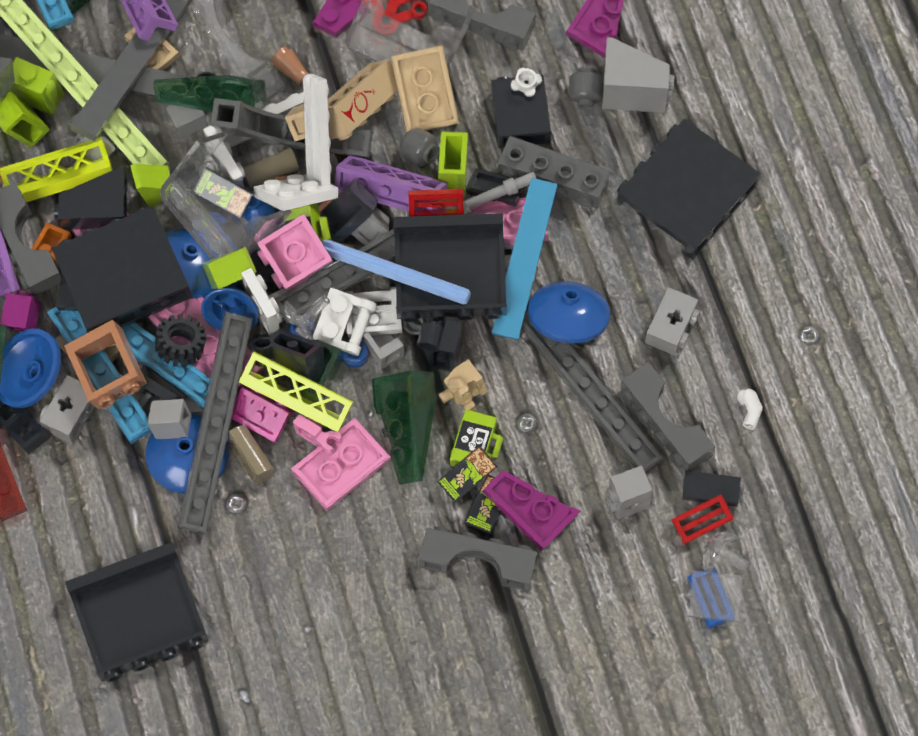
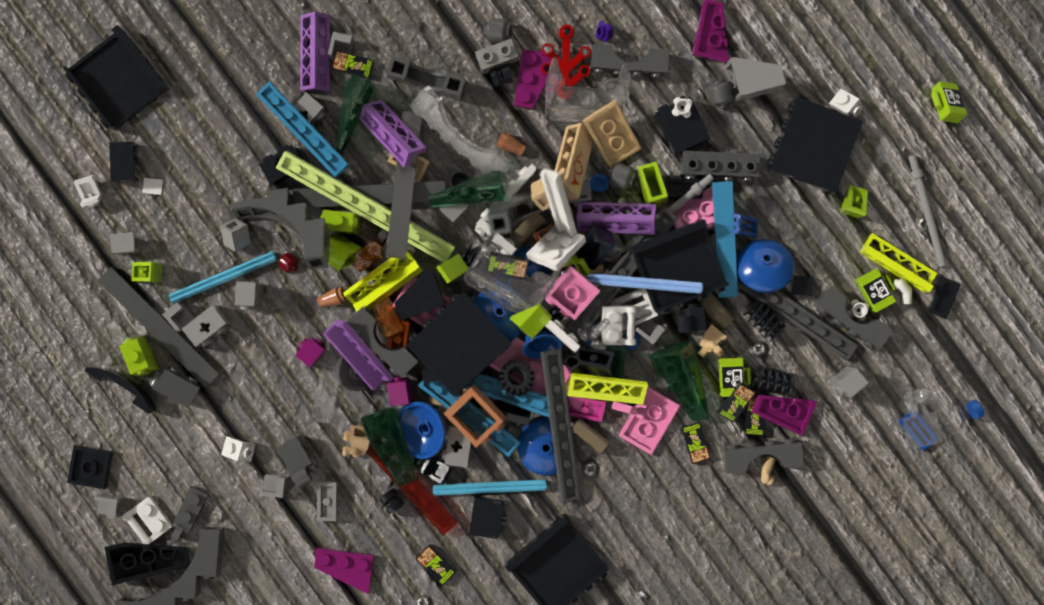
camera: 20 degrees left, 20 degrees up
(42, 213) = (387, 318): none -> clear orange hips
(49, 136) = (367, 256): none -> clear orange hips
(68, 515) = (487, 517): none -> black torso
(89, 479) = (490, 487): none -> medium azure axle
(169, 419) = (530, 434): light grey panel -> none
(387, 148) = (599, 183): none -> blue tile
(393, 513) = (695, 442): none -> tile
(436, 199) = (657, 227): red tile -> none
(476, 580) = (766, 470): none -> tan arm
(482, 349) = (716, 311): none -> dark tan brick
(527, 463) = (773, 379): none -> black piece
(541, 381) = (765, 320): none -> black piece
(557, 256) = (739, 225): none -> blue tile
(612, 358) = (802, 285): none -> black tile
(673, 307) = (830, 257): light grey brick -> none
(679, 404) = (861, 315): none -> white plate
(680, 530) = (903, 368): red tile -> none
(705, 486) = (895, 355): black tile -> none
(711, 393) = (876, 290): none -> lime piece
(718, 275) = (855, 202): none -> lime slope
(750, 151) = (846, 104): none -> white bracket
(750, 375) = (896, 267): none -> neon yellow fence
(799, 593) = (975, 409): none -> blue tile
(803, 435) = (943, 297): none -> black tile
(816, 268) = (917, 174): none -> light grey bar
(886, 191) = (948, 102): none -> lime piece

